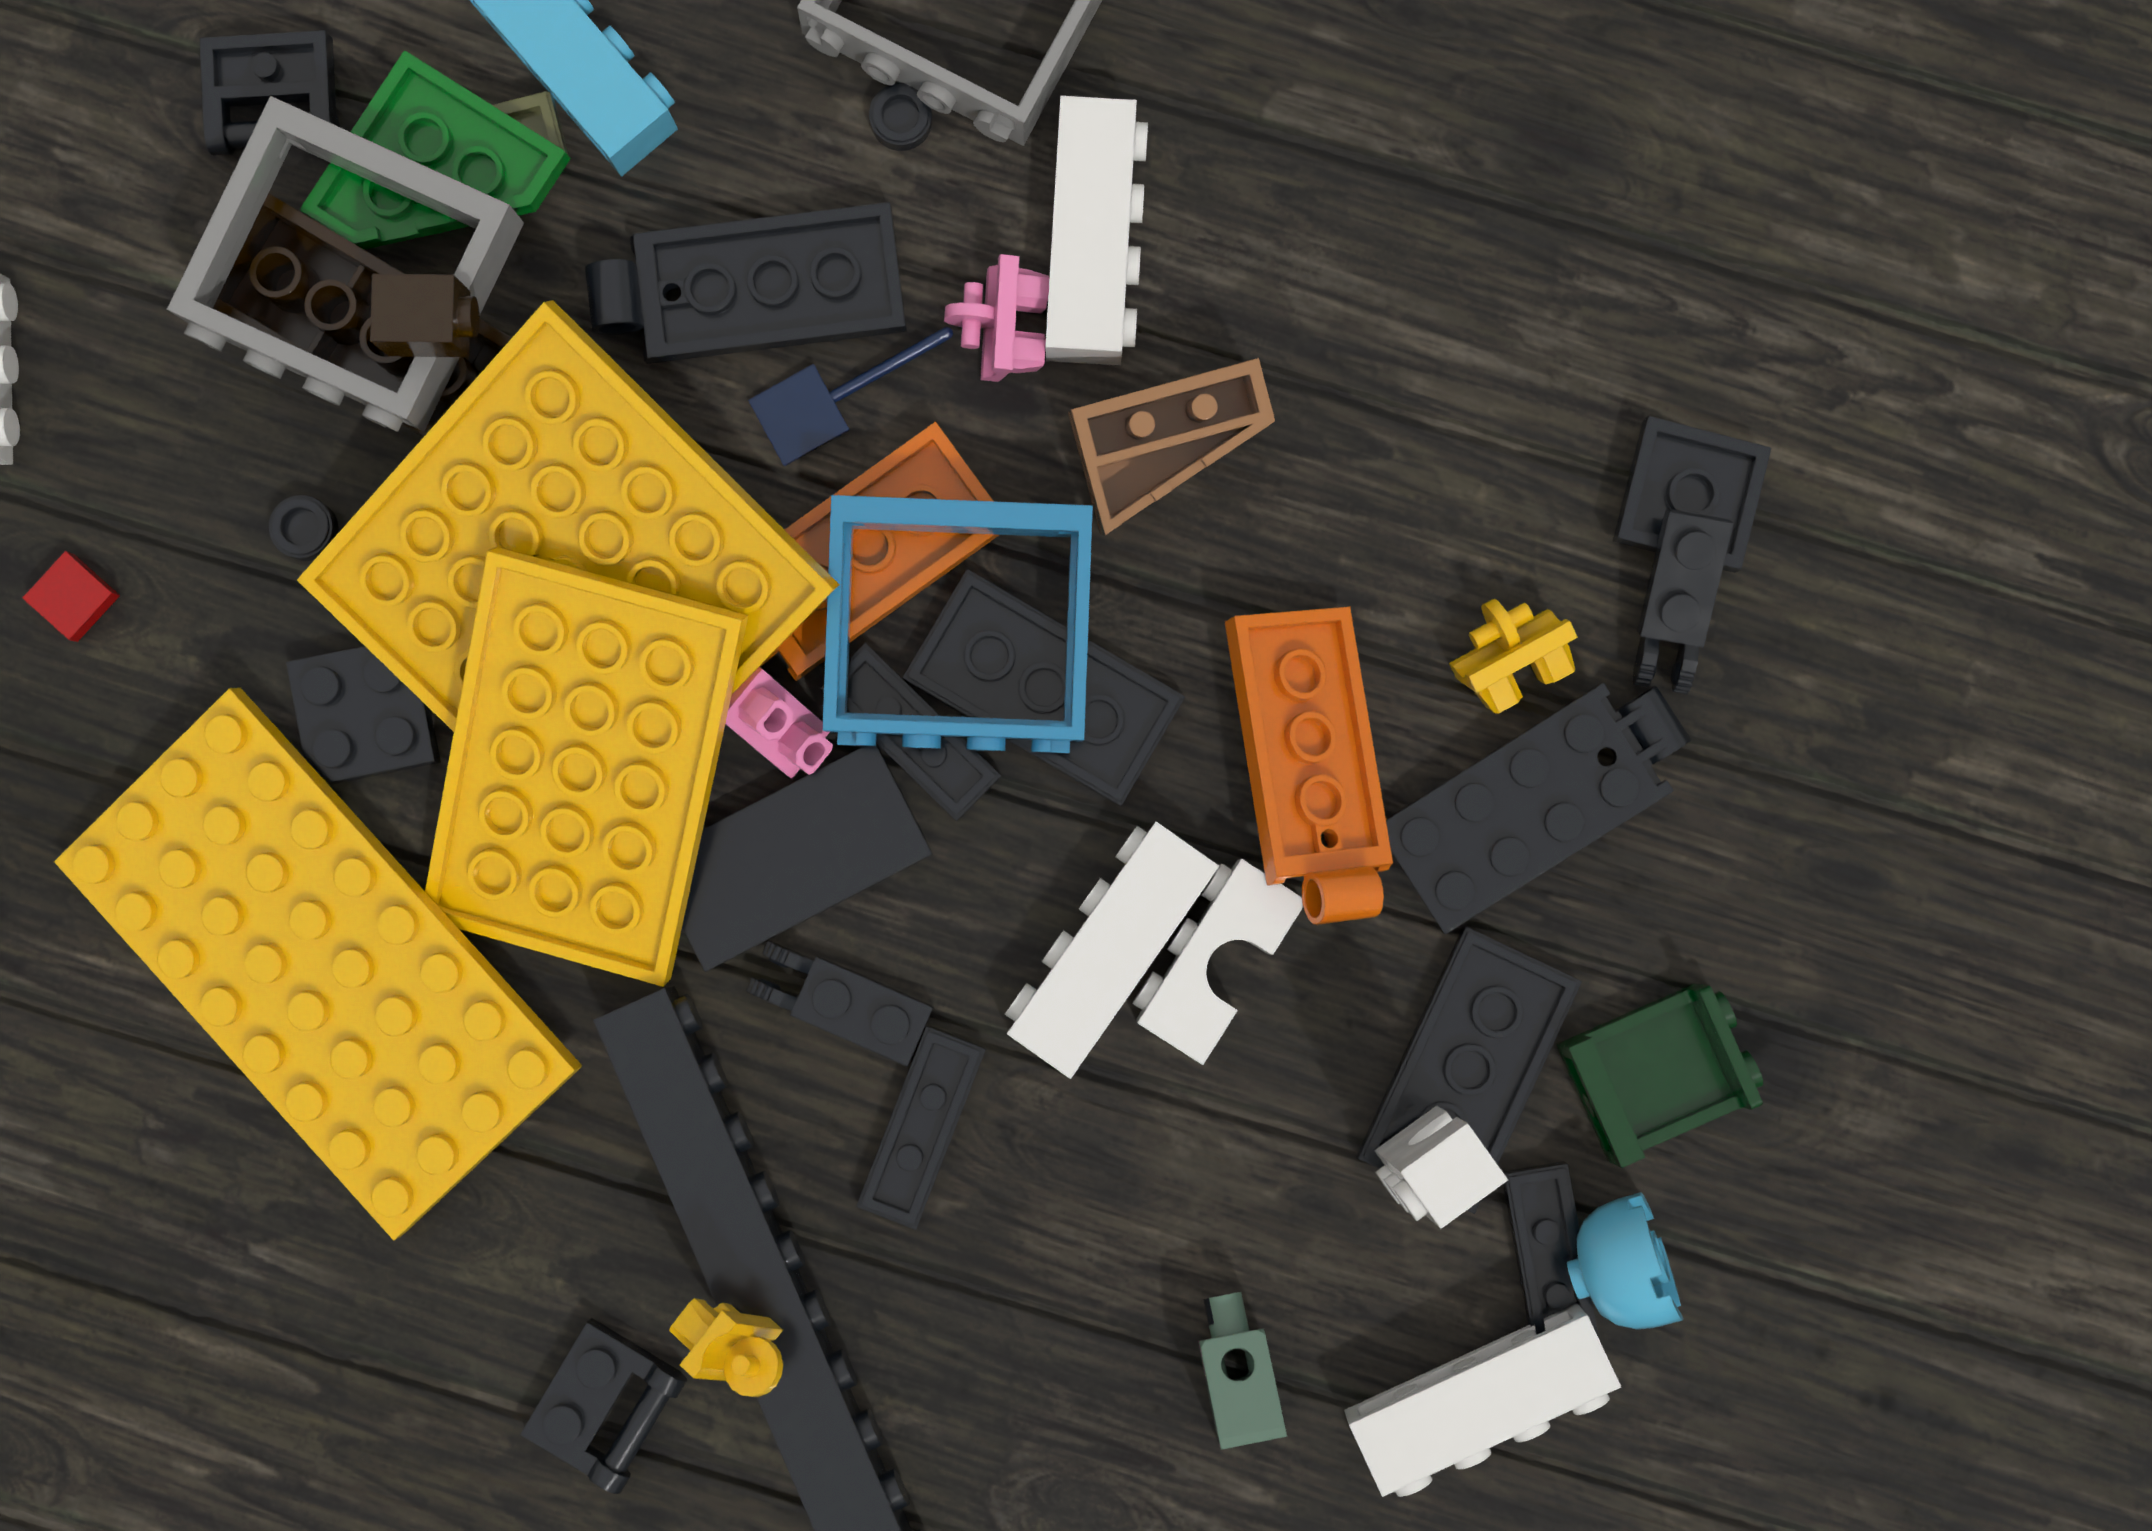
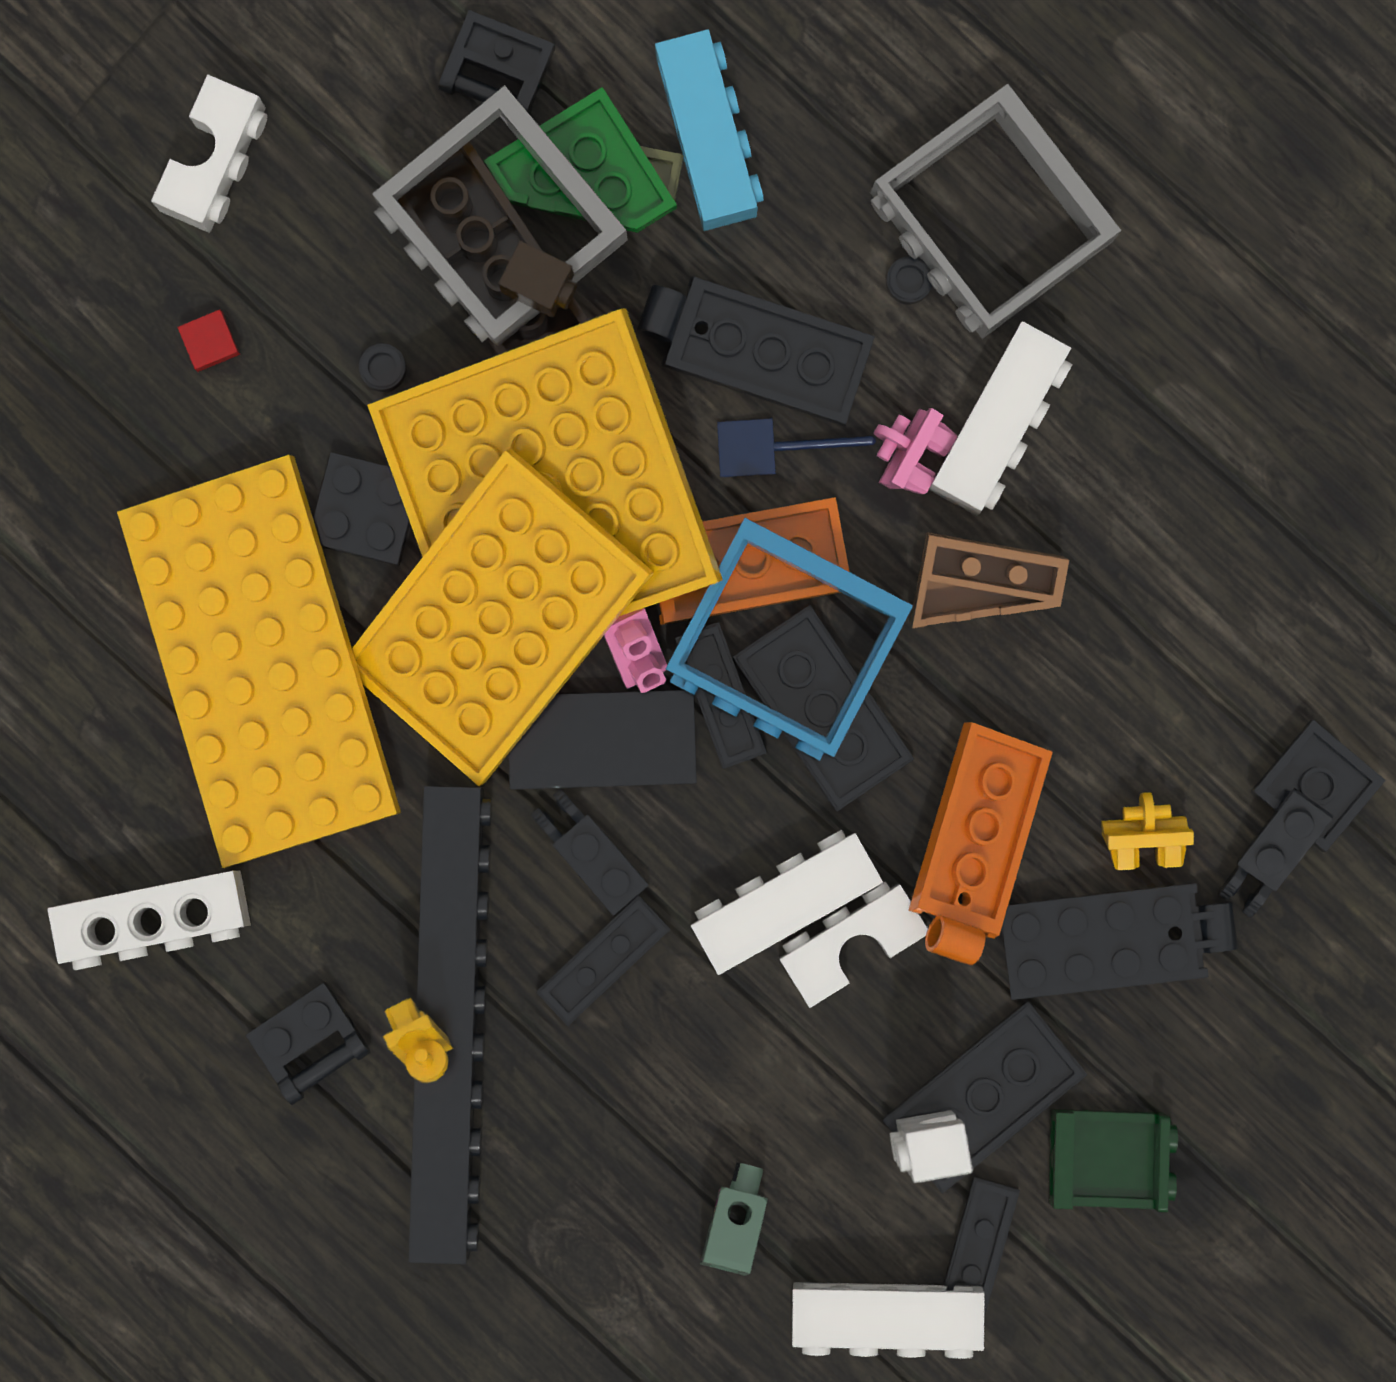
camera: 30 degrees right, 0 degrees up
(242, 1402) = (75, 922): none -> white brick
(1625, 1266) = (1025, 1274): medium azure cylinder -> none

